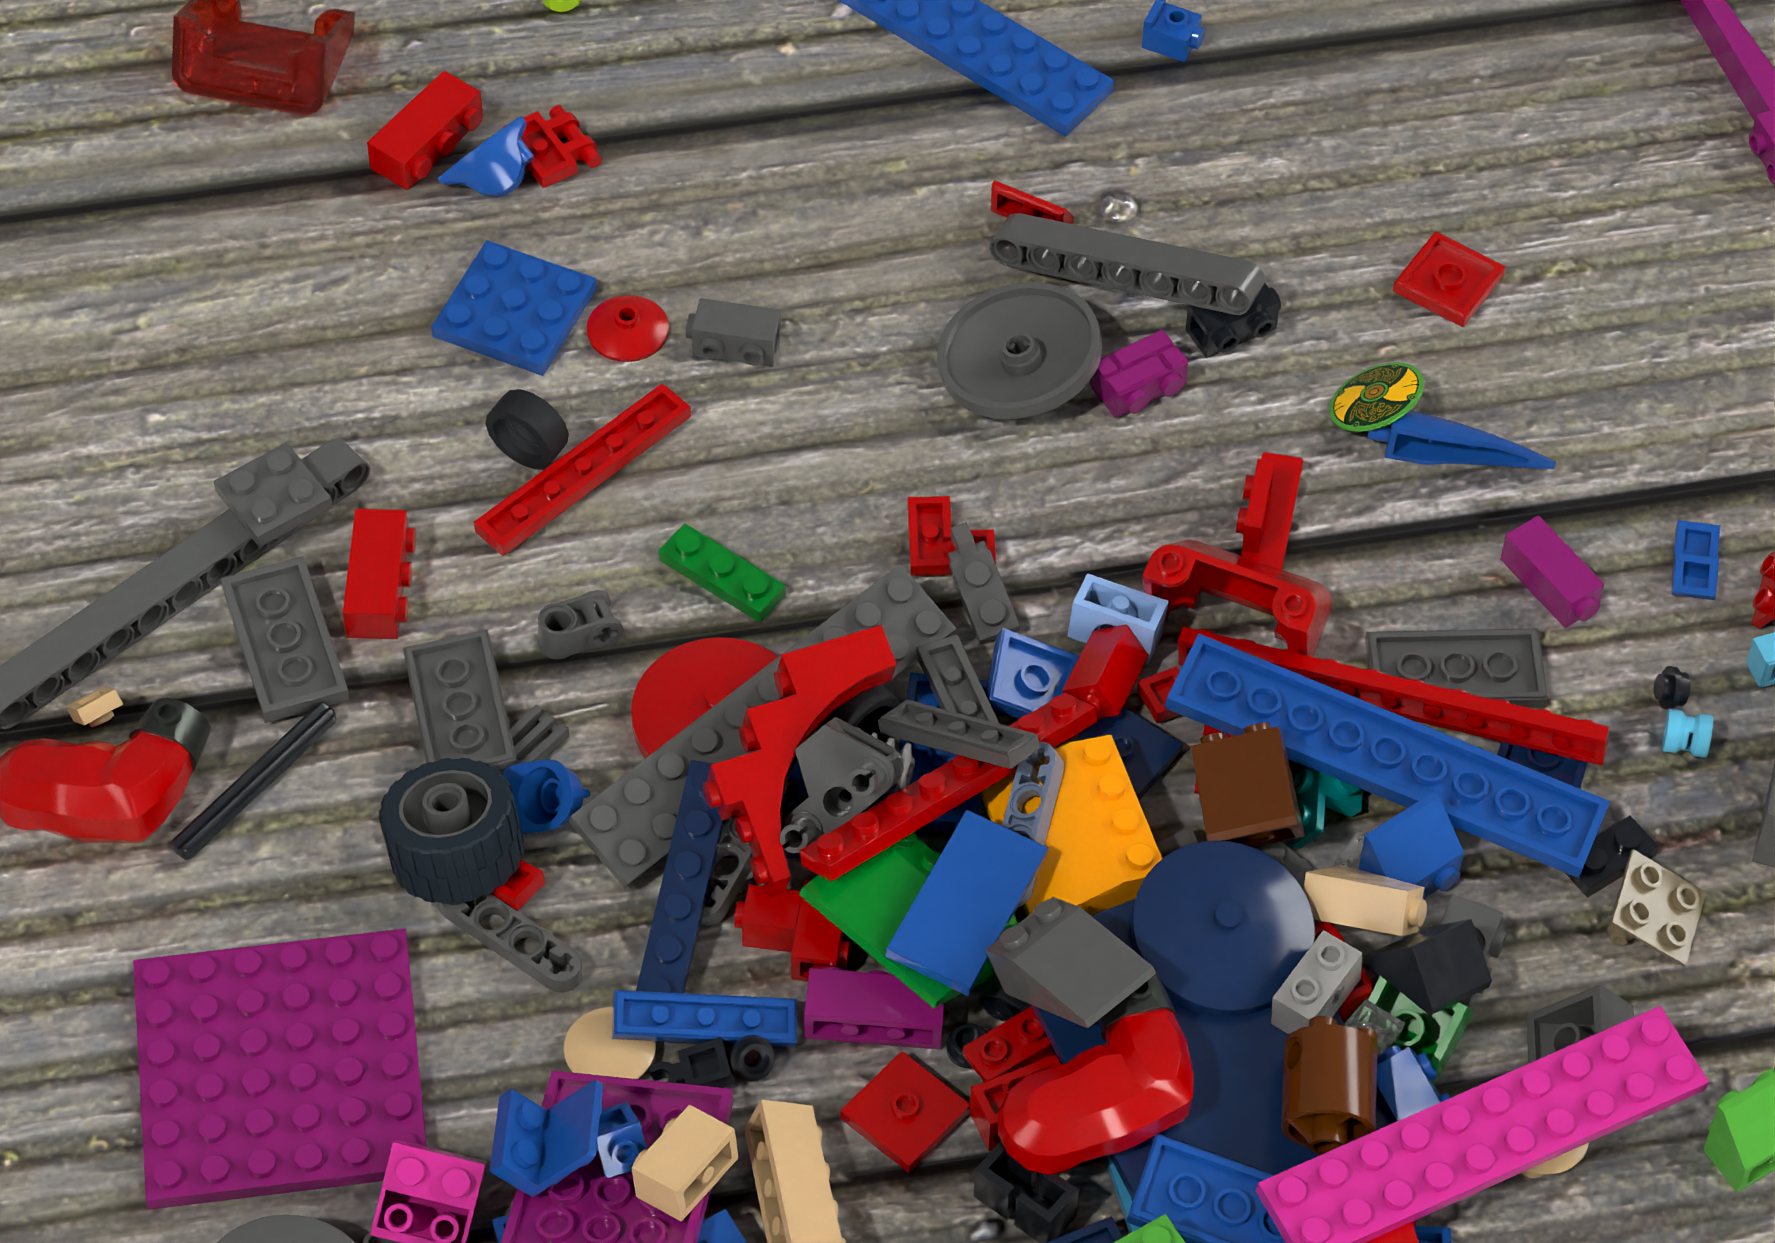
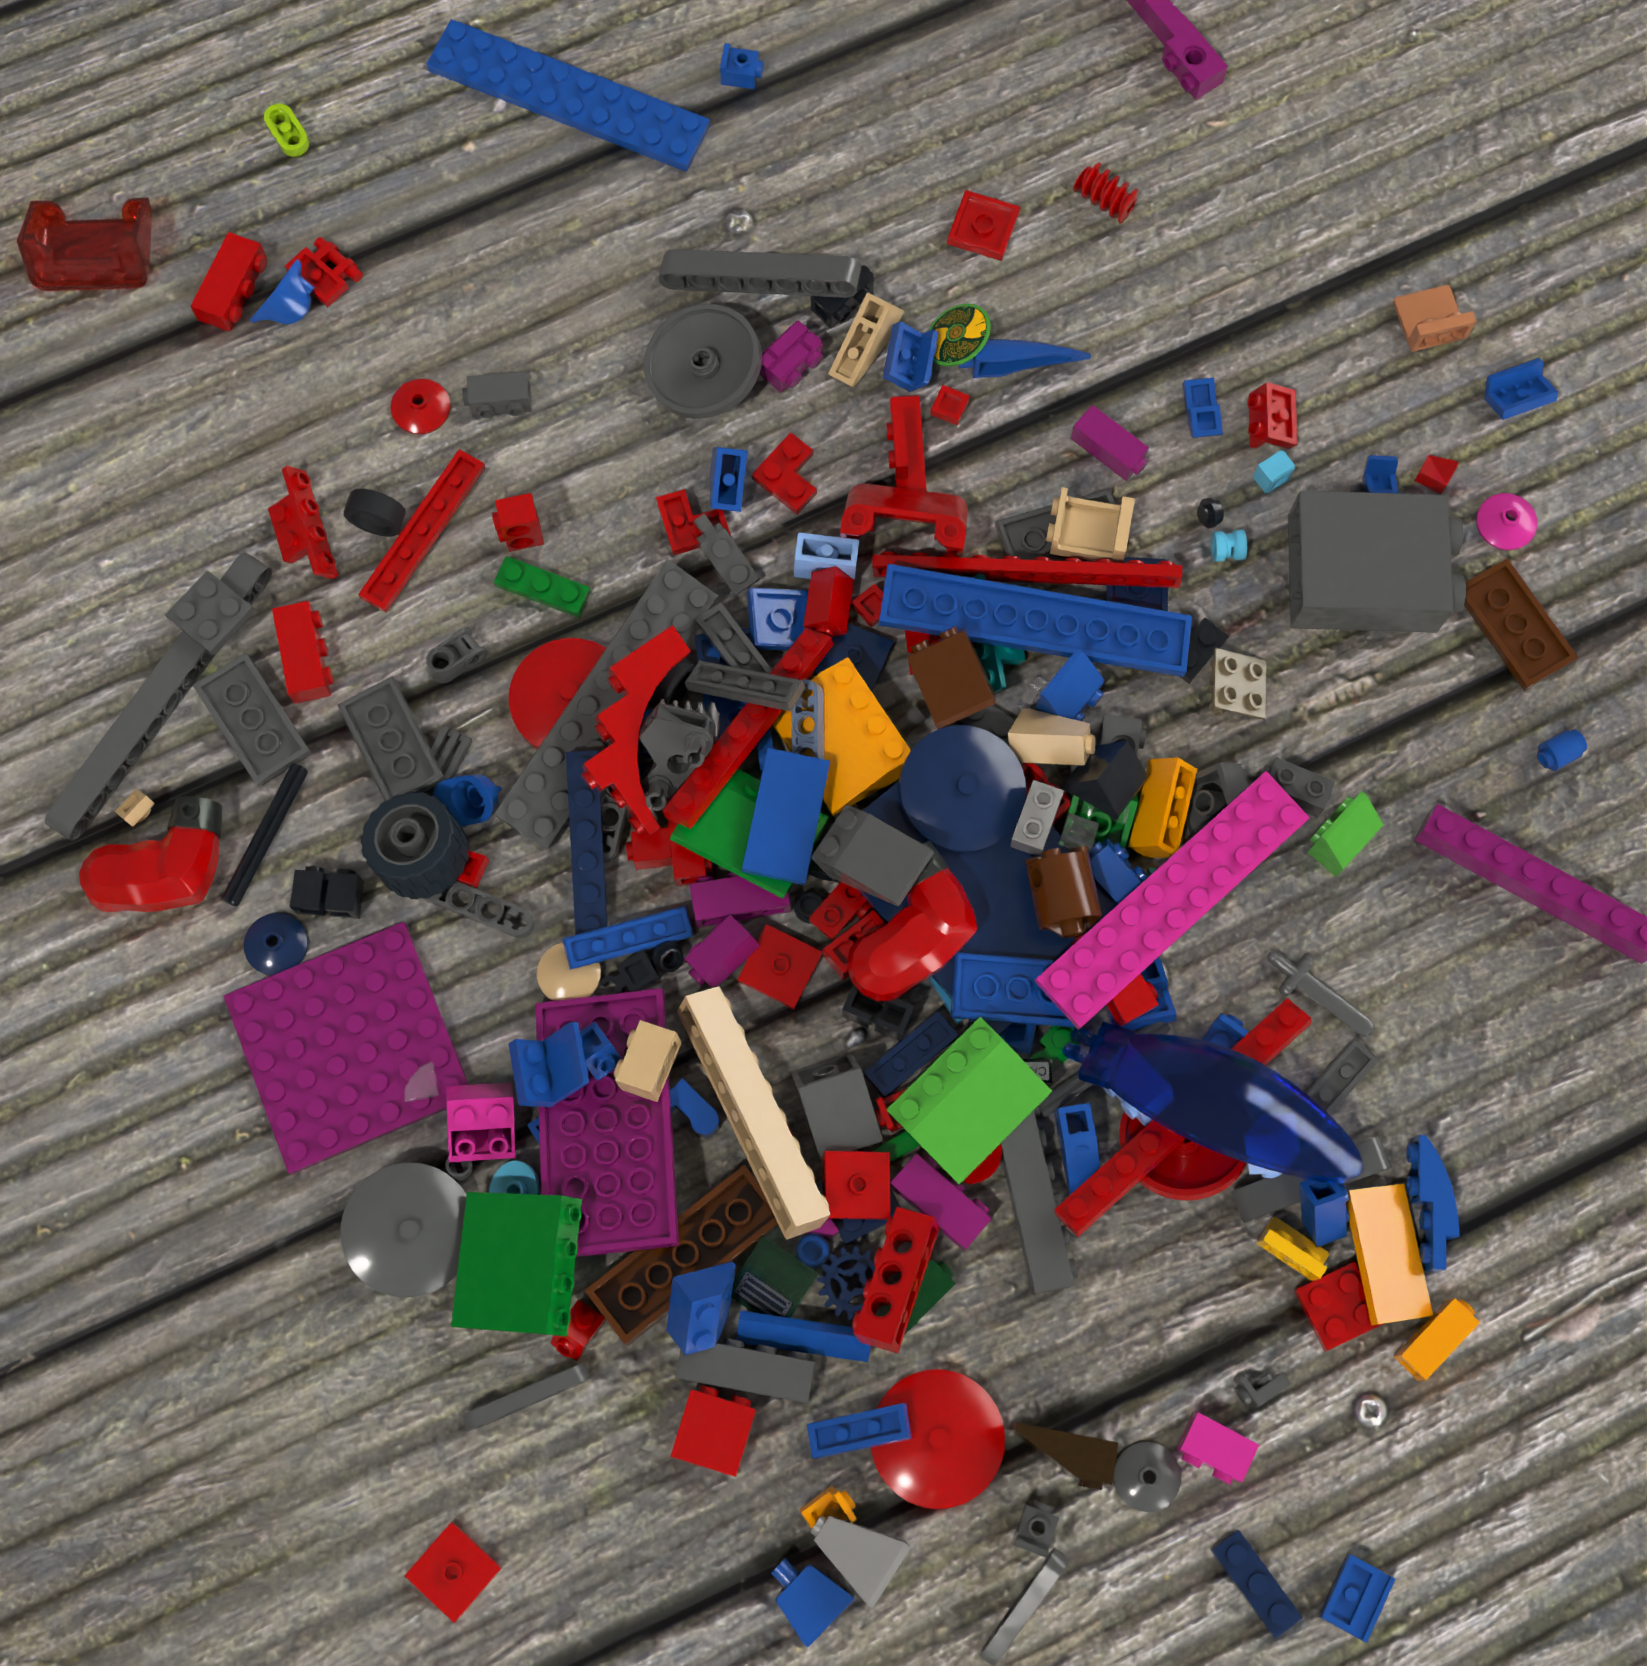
camera: 15 degrees left, 20 degrees up
(239, 927) = (287, 953): none -> dark blue dish
(303, 860) = (321, 892): none -> black piece
(365, 1130) = (422, 1084): none -> clear tile
(423, 427) = (300, 526): none -> red bracket
(514, 307) = (335, 410): blue plate -> none
(713, 481) = (518, 522): none -> red brick
(828, 1066) = (720, 952): none -> magenta brick
(1008, 200) = (671, 239): red slope -> none
(1012, 493) = (727, 478): none -> blue slope
(1087, 510) = (780, 477): none -> red plate
(1250, 373) = (865, 339): none -> tan slope
(1302, 409) = (910, 357): none -> blue bracket
(1342, 479) = (950, 405): none -> red plate
(1494, 661) = (1090, 528): none -> tan panel
(1505, 1027) = (1163, 807): none -> light orange brick
(1629, 273) = (1106, 192): none -> red piece
(1721, 1057) = (1303, 786): none -> dark grey brick

